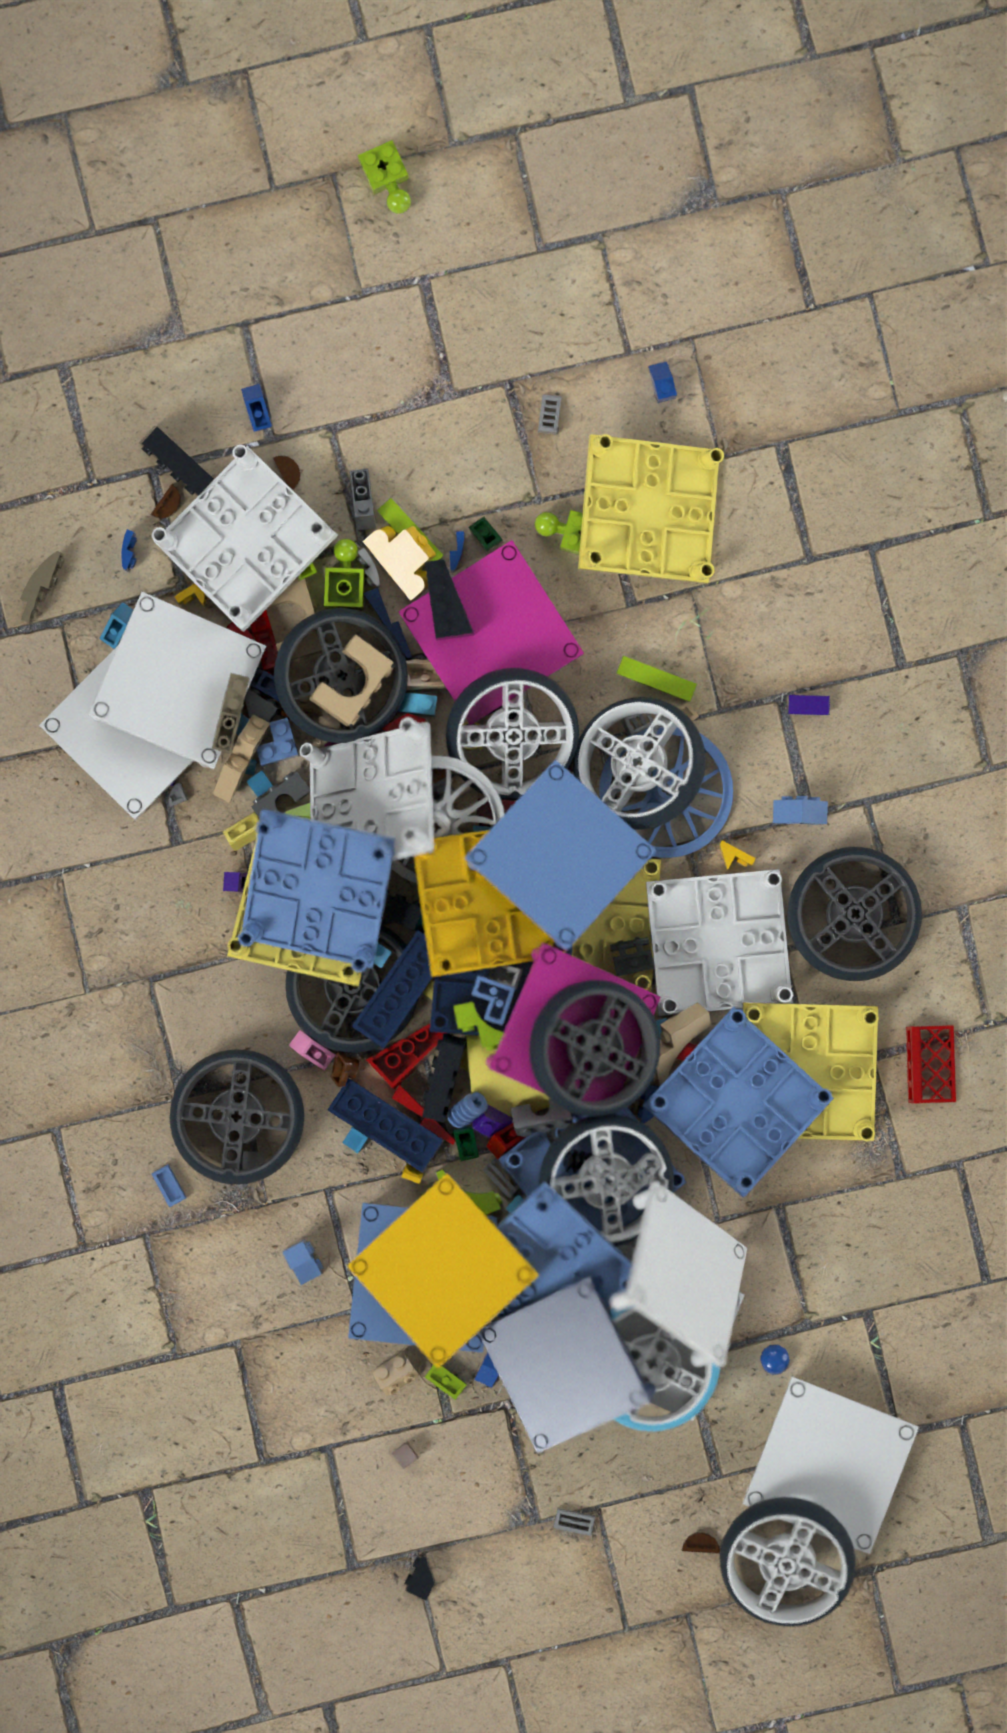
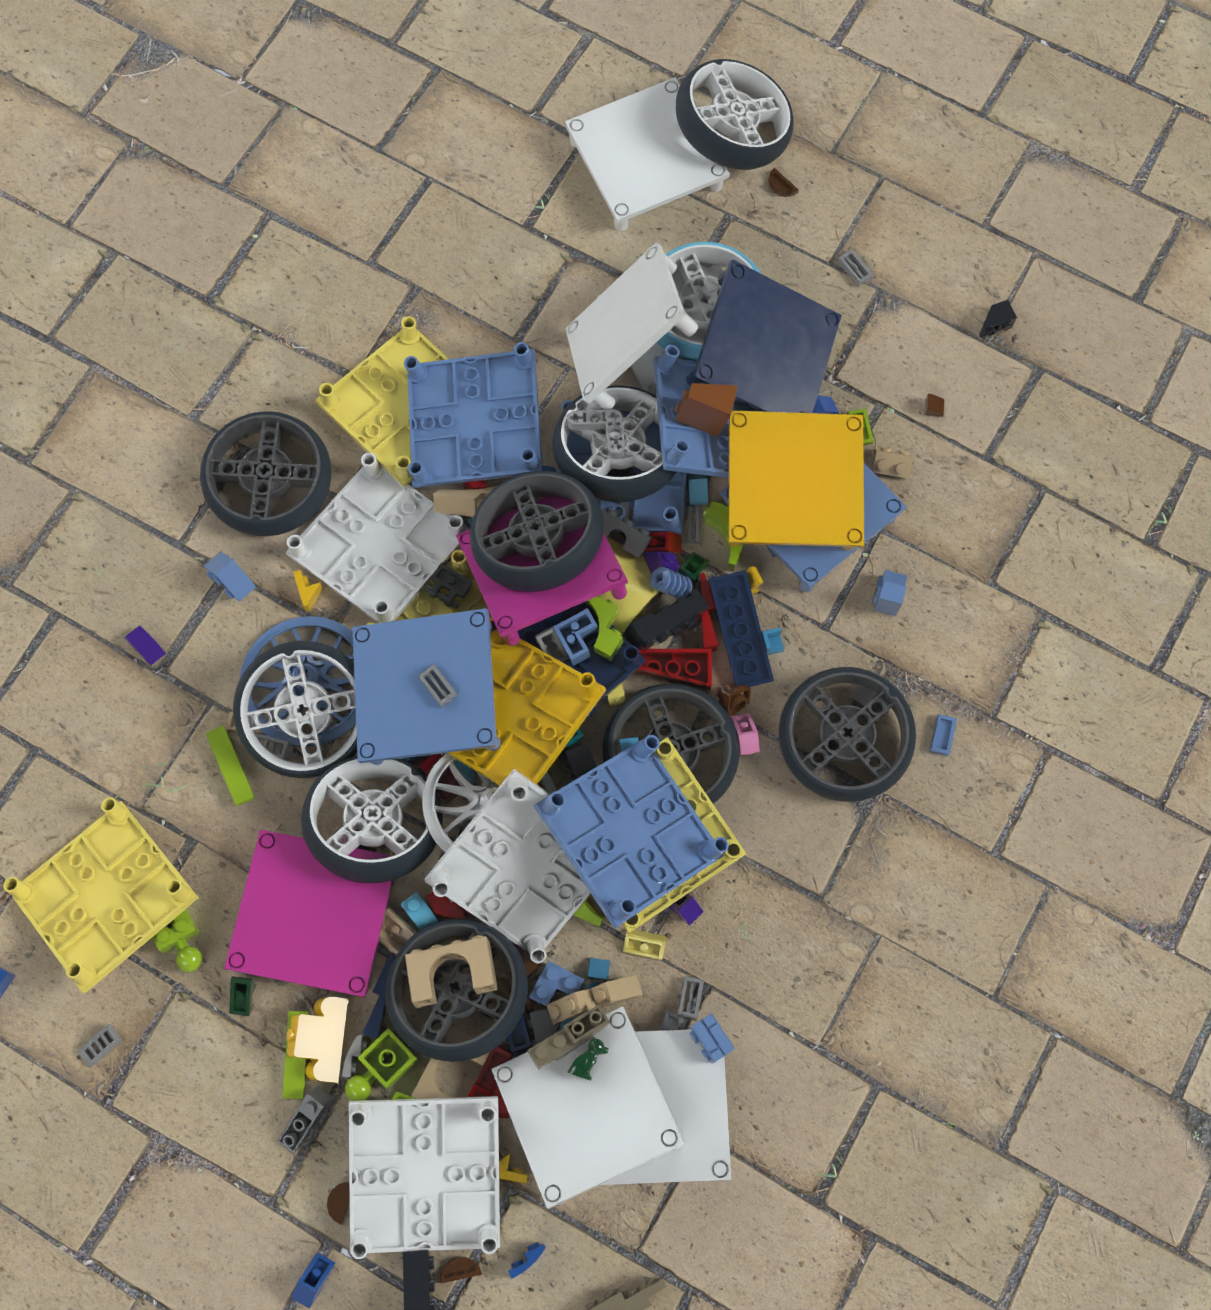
camera: 140 degrees left, 15 degrees down
(116, 625) = (592, 1204): dark azure slope -> none
(134, 804) = (711, 1038): none -> medium blue brick
(186, 836) = (687, 1014): none -> light grey tile
(203, 703) = (583, 1063): none -> dark green animal
(292, 785) = (609, 946): dark grey arch -> none
(306, 738) = (530, 966): none -> reddish brown slope
(396, 993) = (642, 707): dark blue plate -> none
(447, 609) = (322, 963): black wedge -> none
(455, 556) = (281, 1001): blue slope -> none
(545, 869) = (448, 698): none -> light grey tile
(558, 1263) = (706, 406): none -> dark orange slope
(775, 1359) = (618, 249): blue hair -> none
(915, 1067) = (330, 344): red fence -> none

